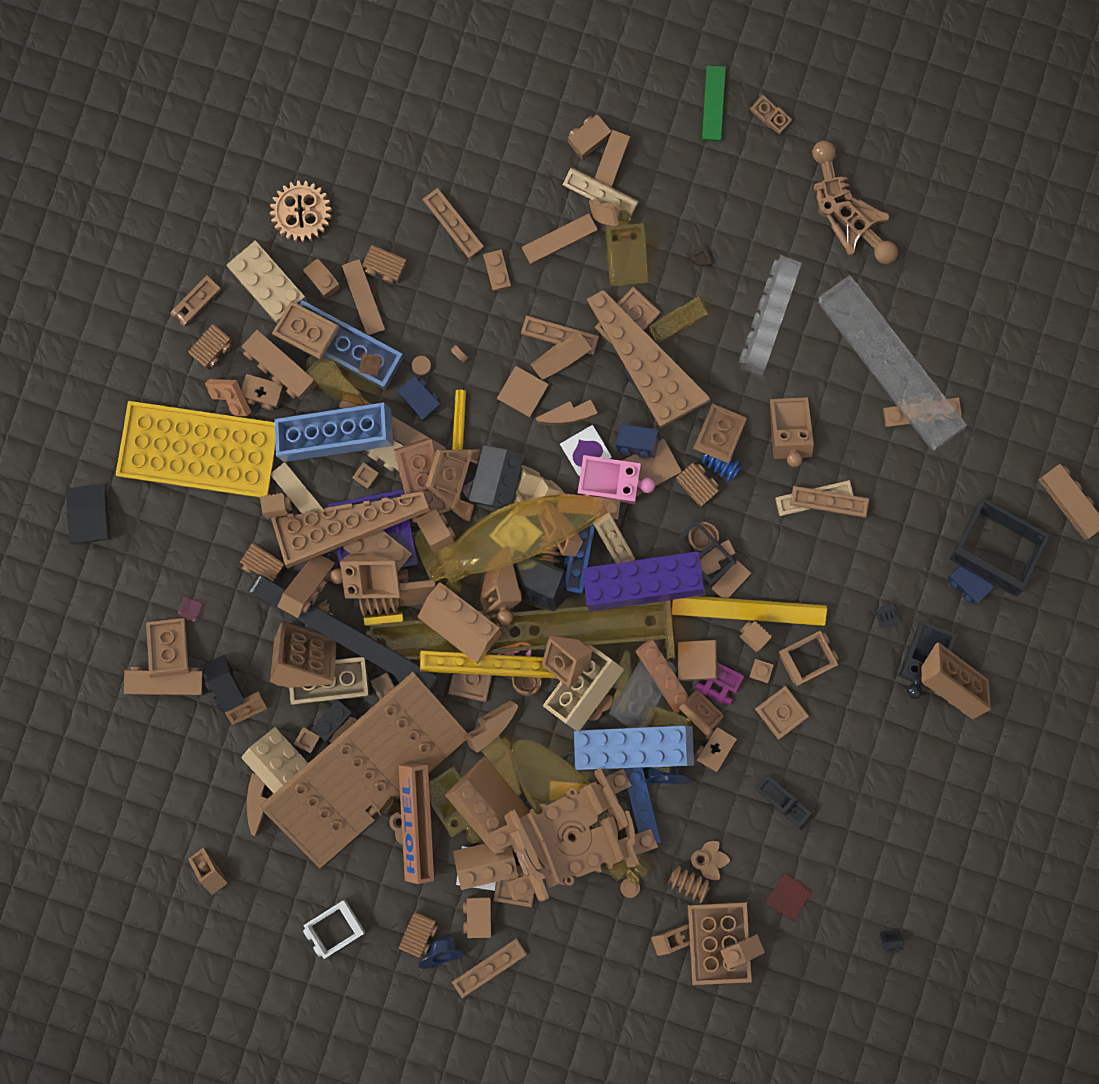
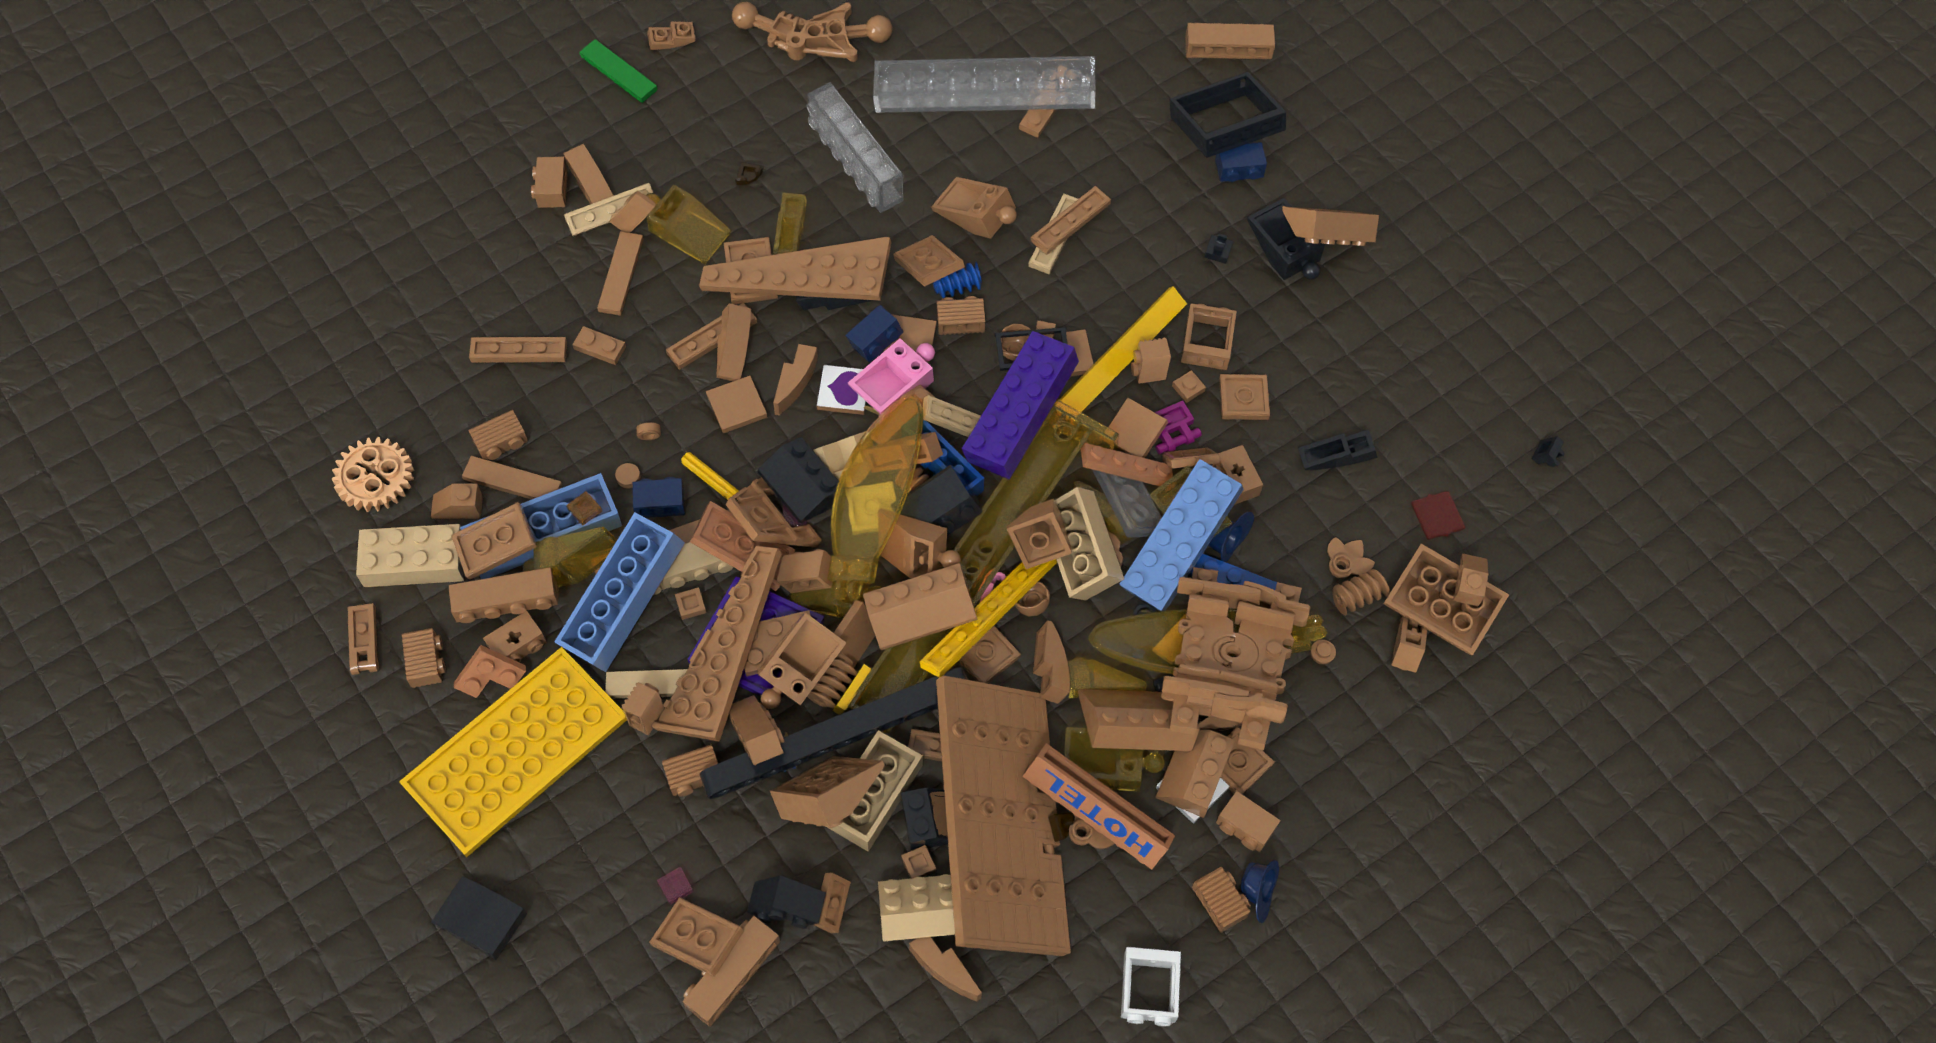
camera: 55 degrees left, 20 degrees down
(489, 968) = (1311, 854): medium nougat tile -> none

